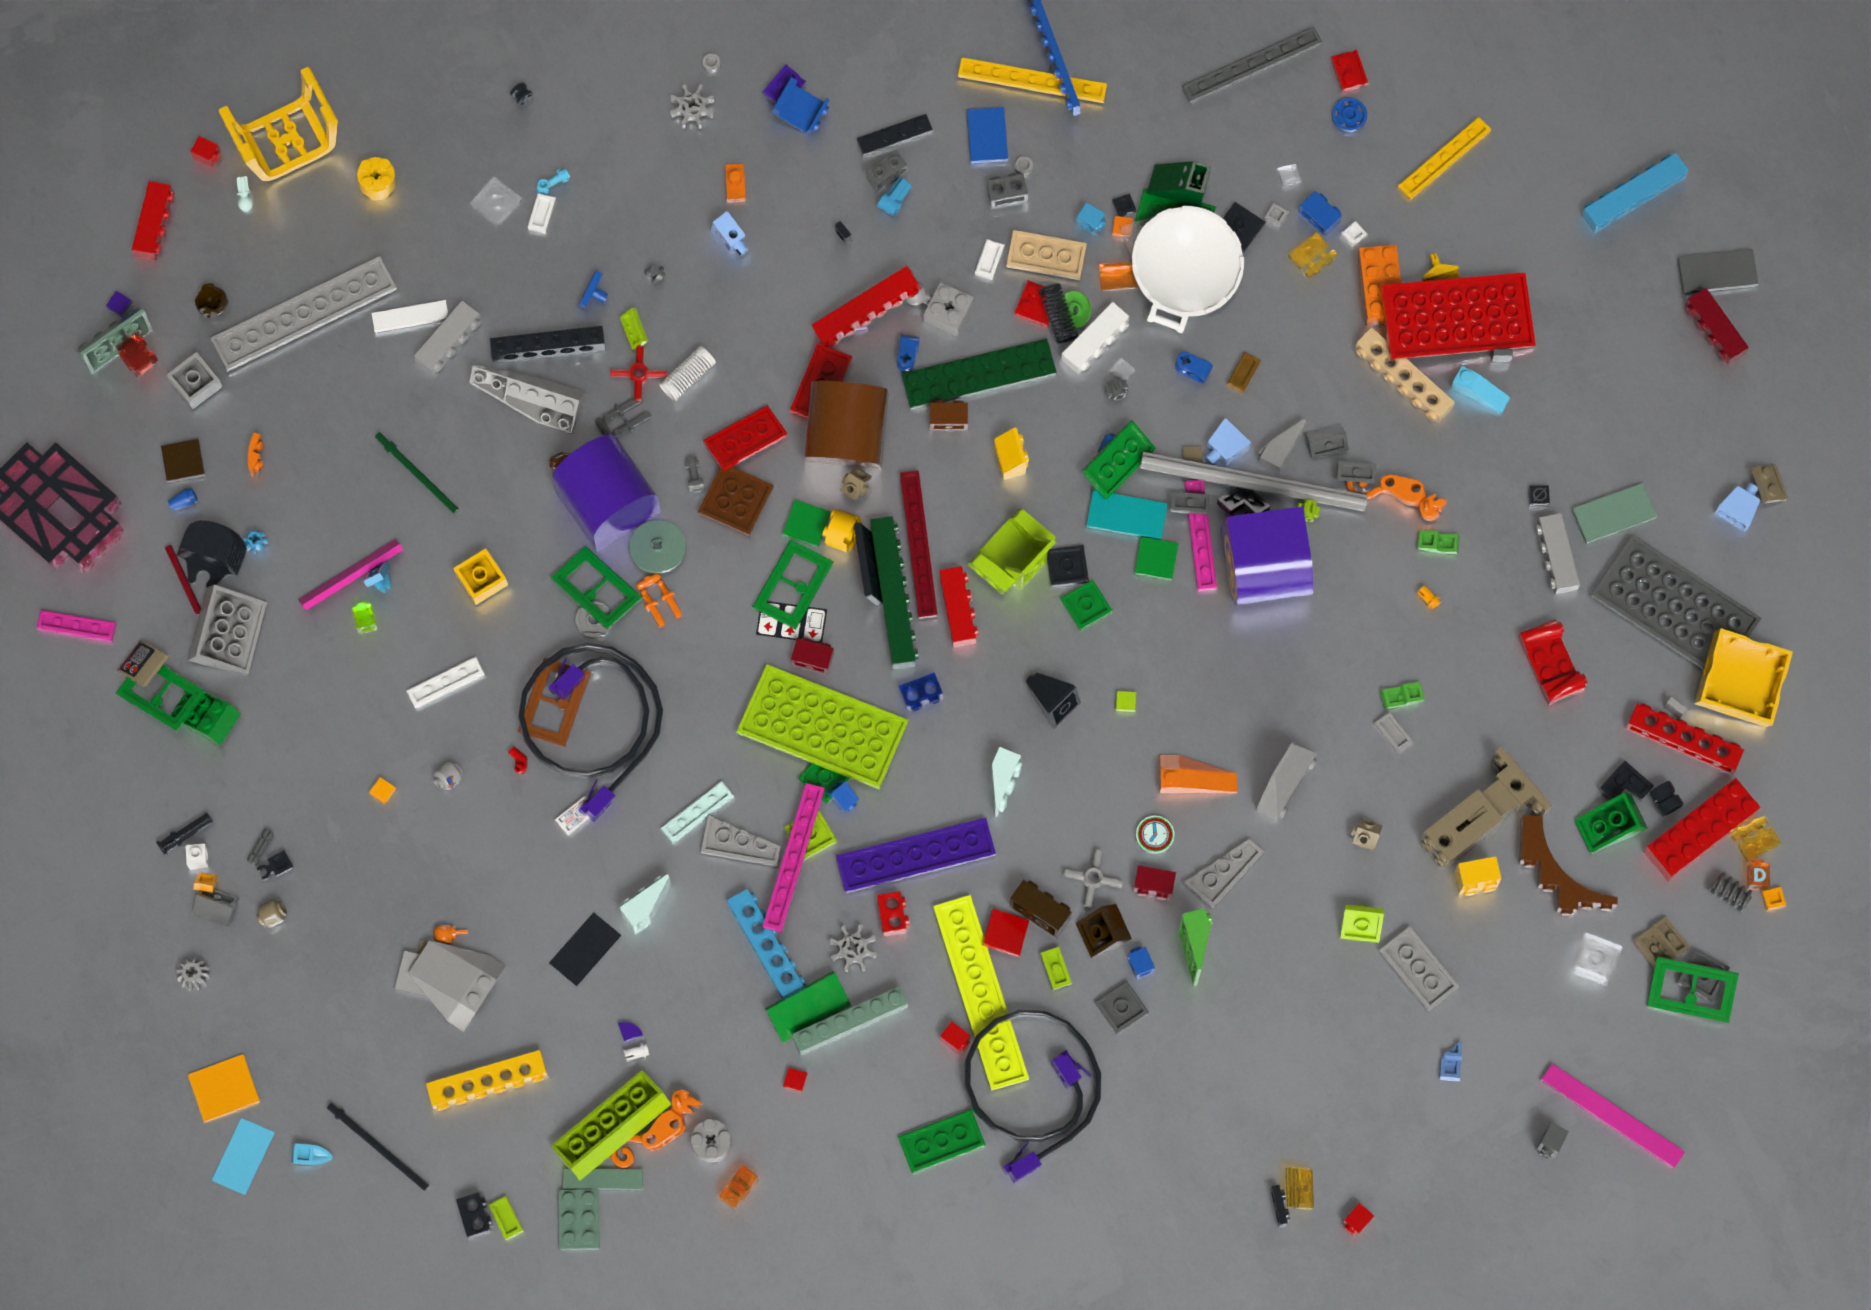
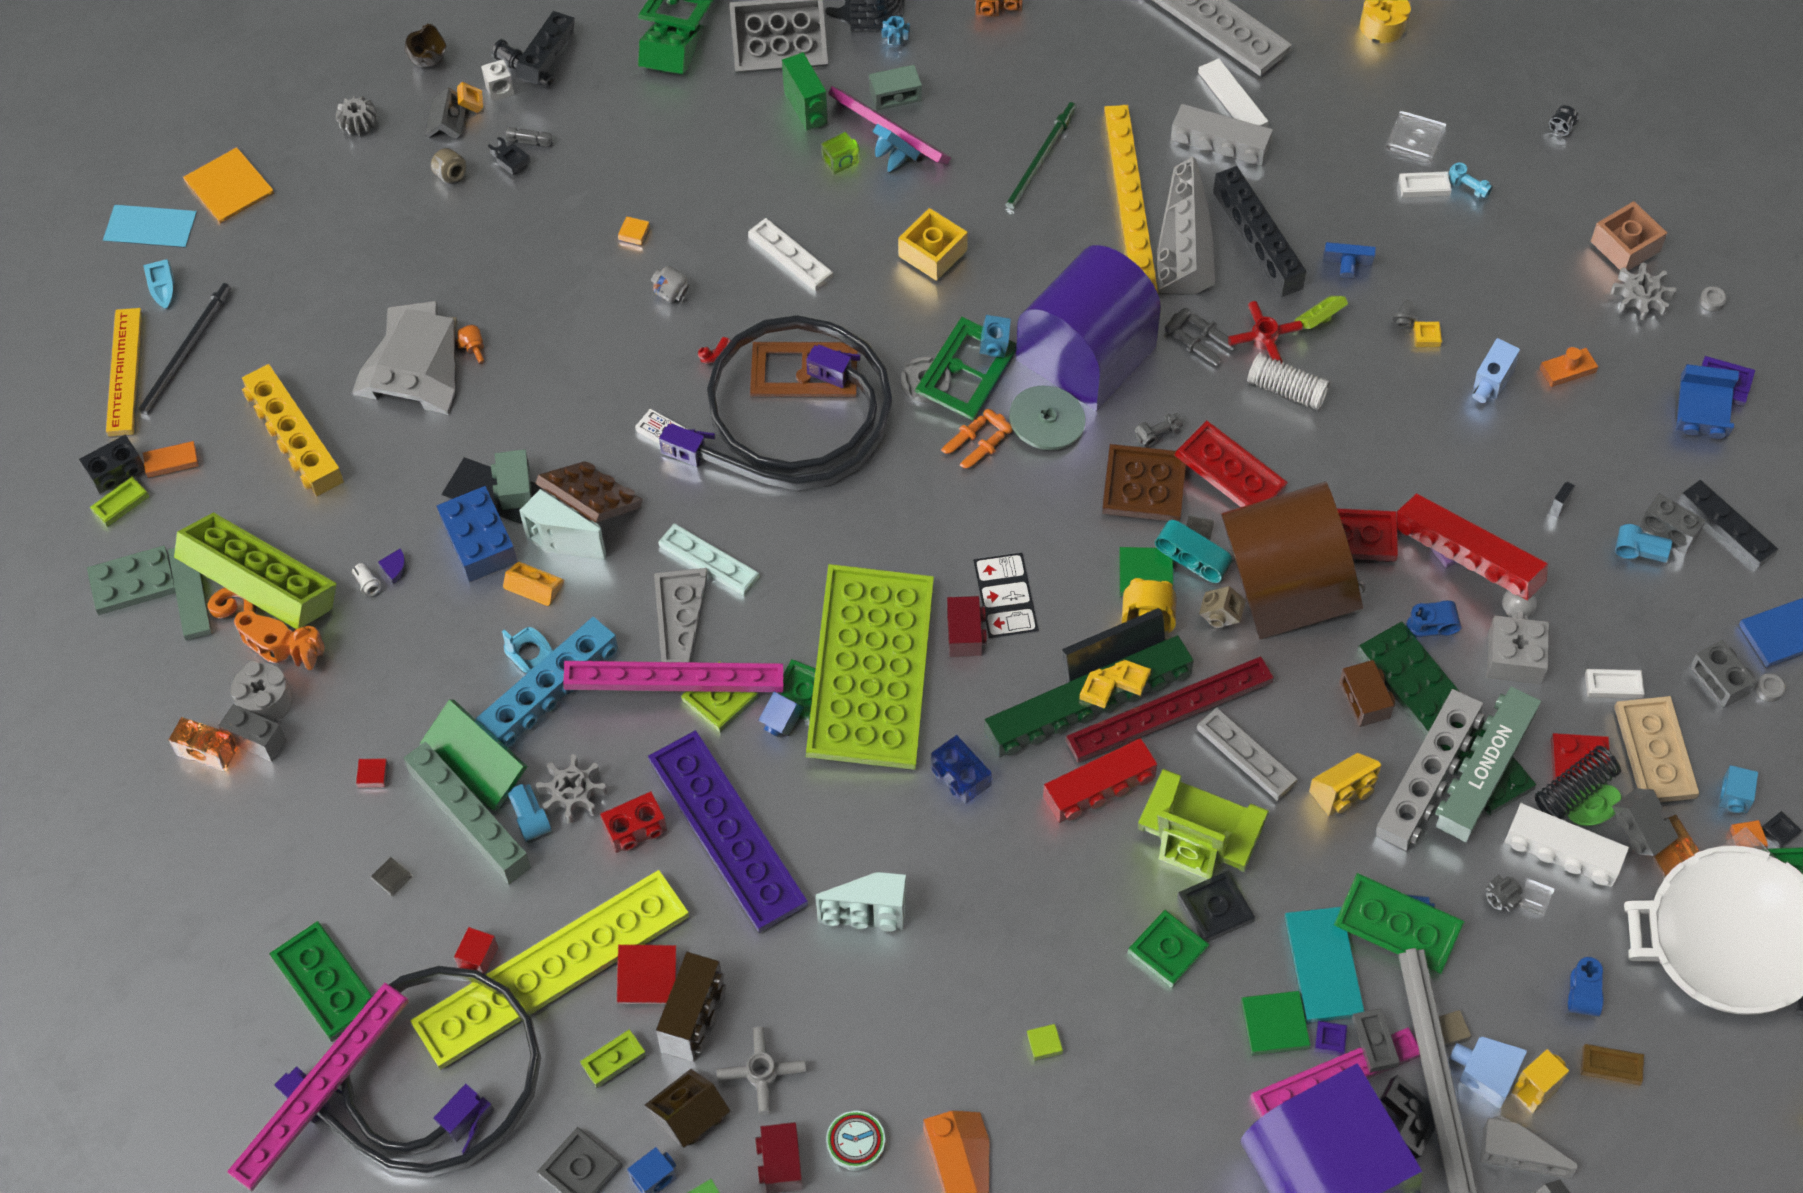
camera: 75 degrees right, 15 degrees down
(143, 904) = (425, 46): none -> dark brown cap
(179, 810) = (545, 47): none -> black piece
(301, 626) = (805, 91): none -> green brick
(314, 558) = (895, 87): none -> sand green brick
(385, 1196) = (124, 372): none -> yellow tile
(480, 1174) = (170, 459): none -> orange tile
(482, 424) = (1129, 189): none -> yellow plate
(581, 552) = (995, 336): none -> dark azure brick
(587, 930) = (512, 478): none -> sand green brick
(622, 877) = (589, 491): none -> reddish brown plate
(626, 965) = (477, 534): none -> blue brick
(645, 96) = (1628, 236): none -> nougat brick
(674, 264) = (1427, 334): none -> yellow tile
(676, 938) = (532, 583): none -> light orange slope
(732, 962) = (527, 635): none -> medium azure piece
(740, 1152) = (253, 732): none -> dark grey brick
(785, 477) = (1201, 526): none -> clear smoke tile
(805, 486) = (1193, 551): none -> teal beam
(809, 592) = (1052, 602): green door -> none
(866, 980) = (530, 817): none -> dark azure piece
(879, 1082) = (391, 876): none -> clear smoke tile
(891, 579) = (1123, 675): none -> yellow tile
(967, 508) = (1247, 754): none -> light grey plate
(1027, 1150) = (317, 1087): none -> dark pink tile
(1028, 361) = (1488, 763): none -> sand green brick
(1046, 437) = (1455, 709): none -> light grey brick
(1053, 697) = (1007, 938): black slope -> none
(1100, 286) = (1641, 819): none -> dark grey brick
(1176, 529) = (1330, 1038): none -> dark purple tile
(1246, 417) = (1540, 1080): none -> yellow brick

